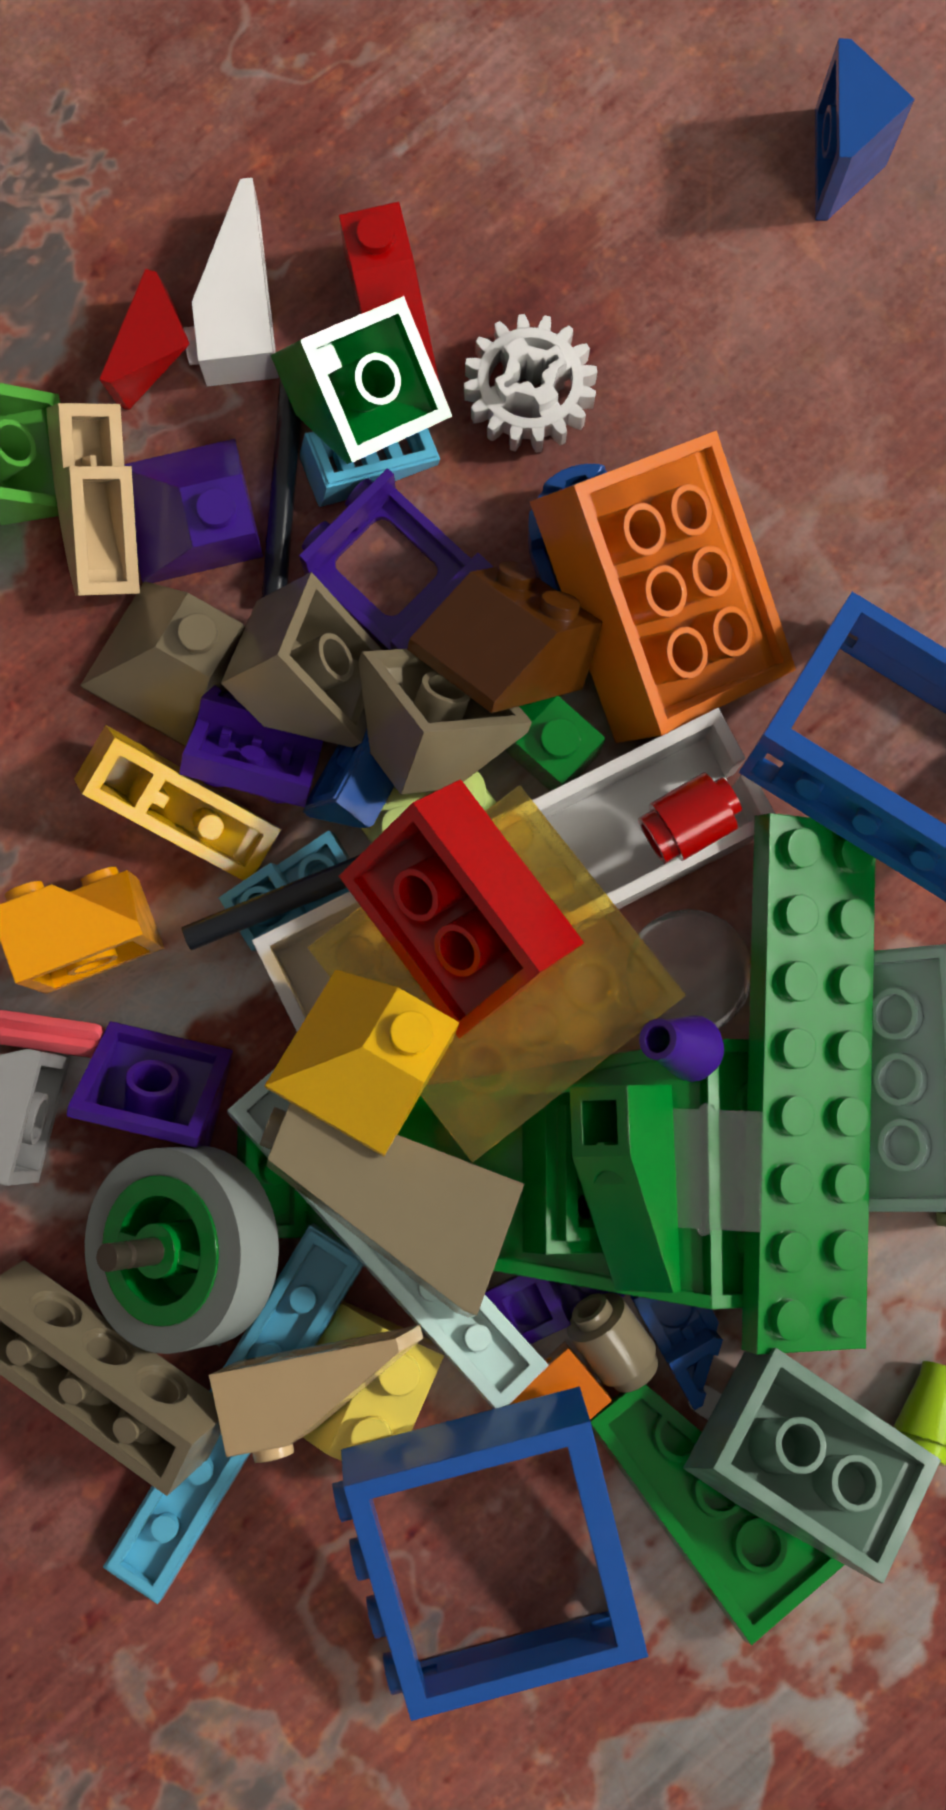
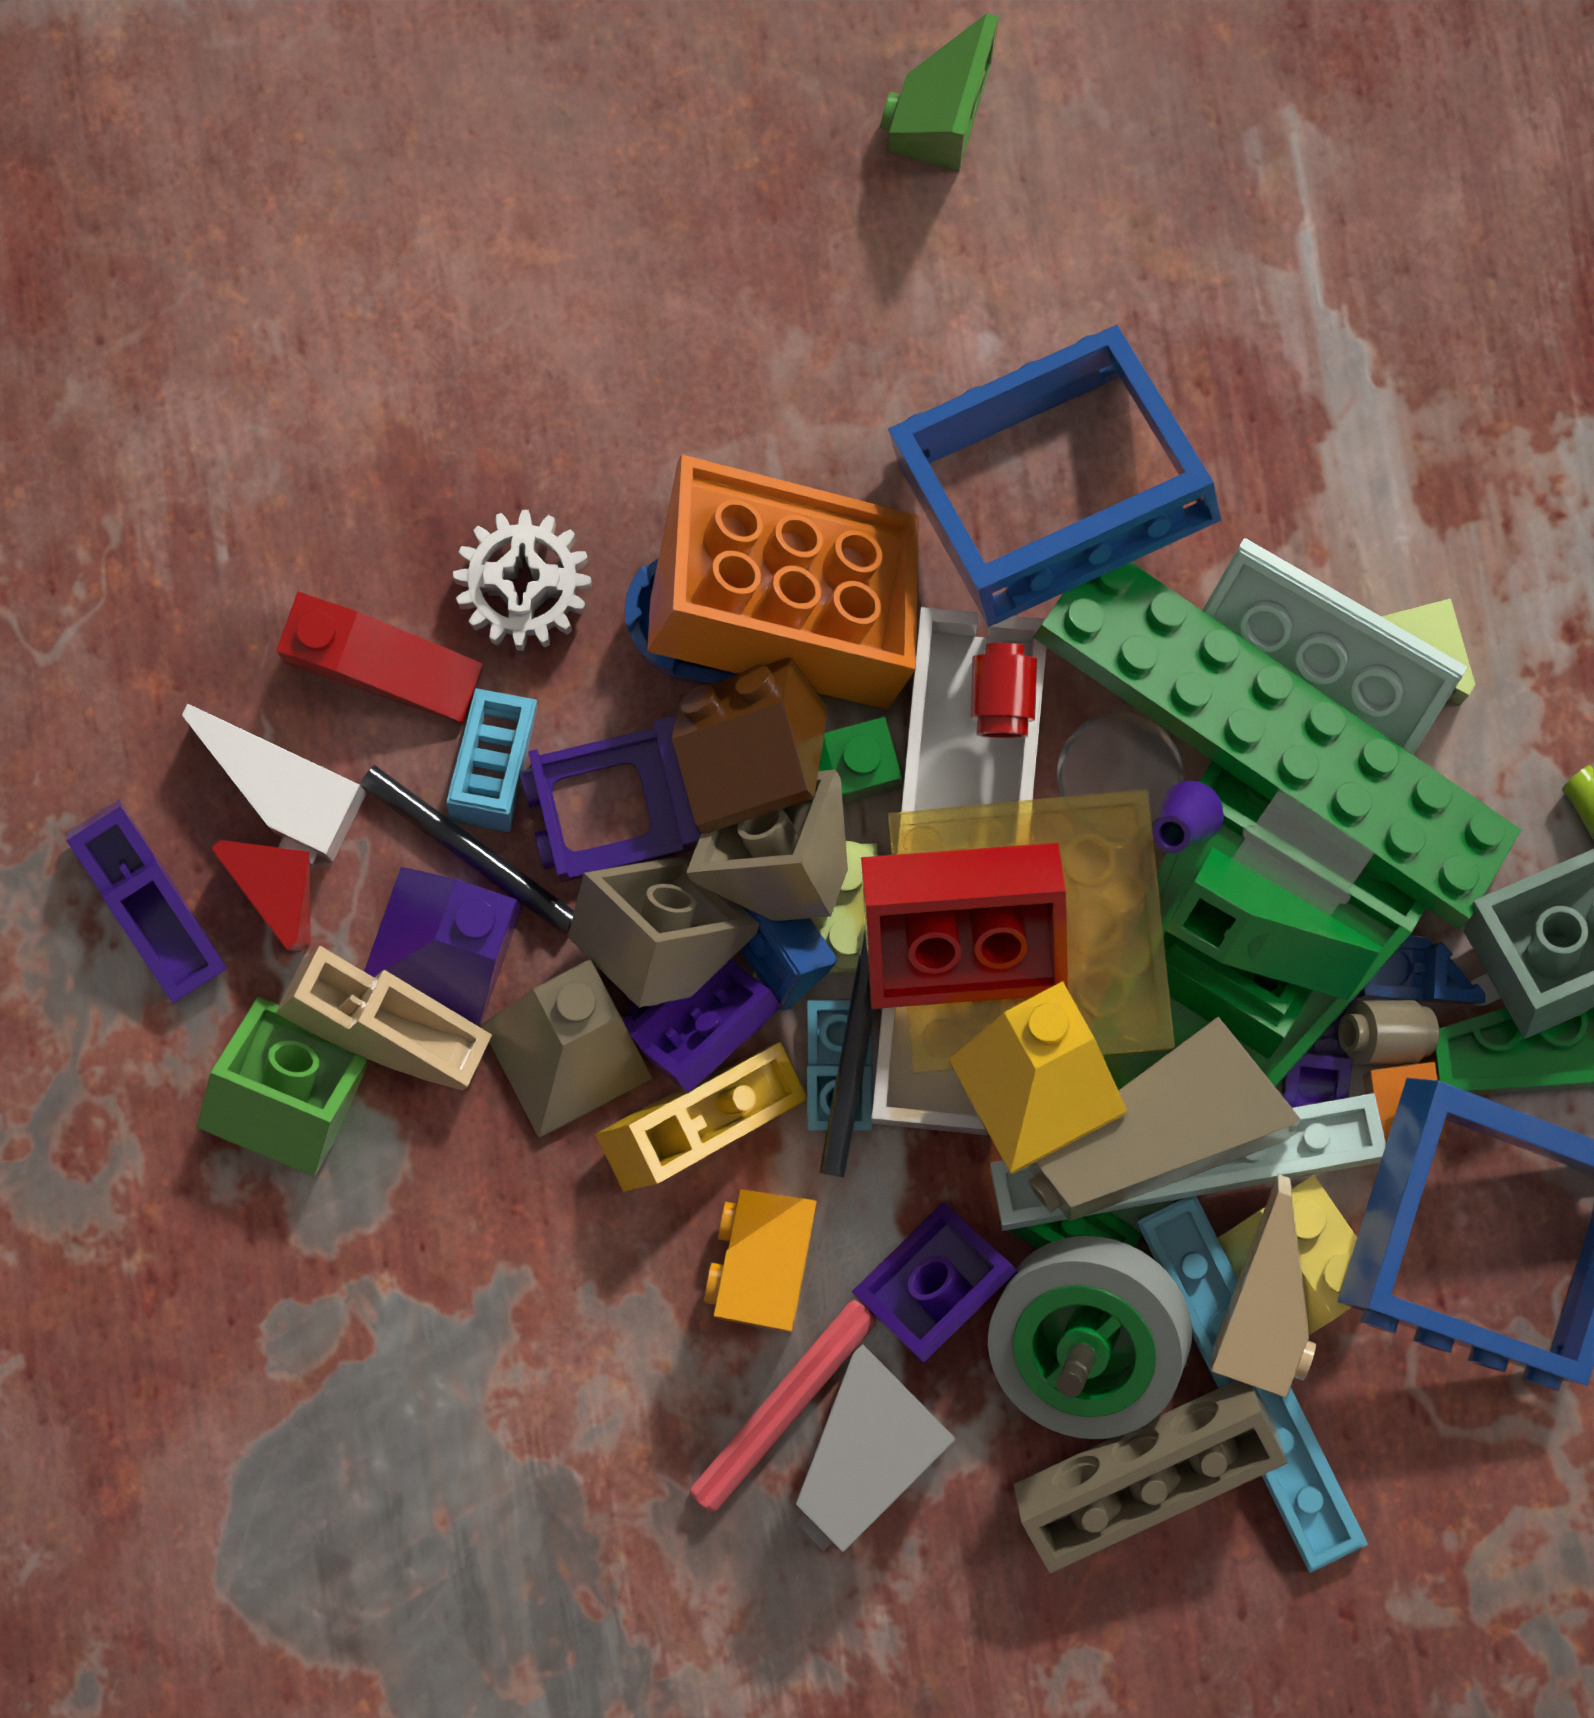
camera: 55 degrees left, 0 degrees up
(77, 253) = (145, 901): none -> dark purple slope
(363, 382) = (435, 724): green slope -> none
(855, 126) = (480, 160): blue slope -> none

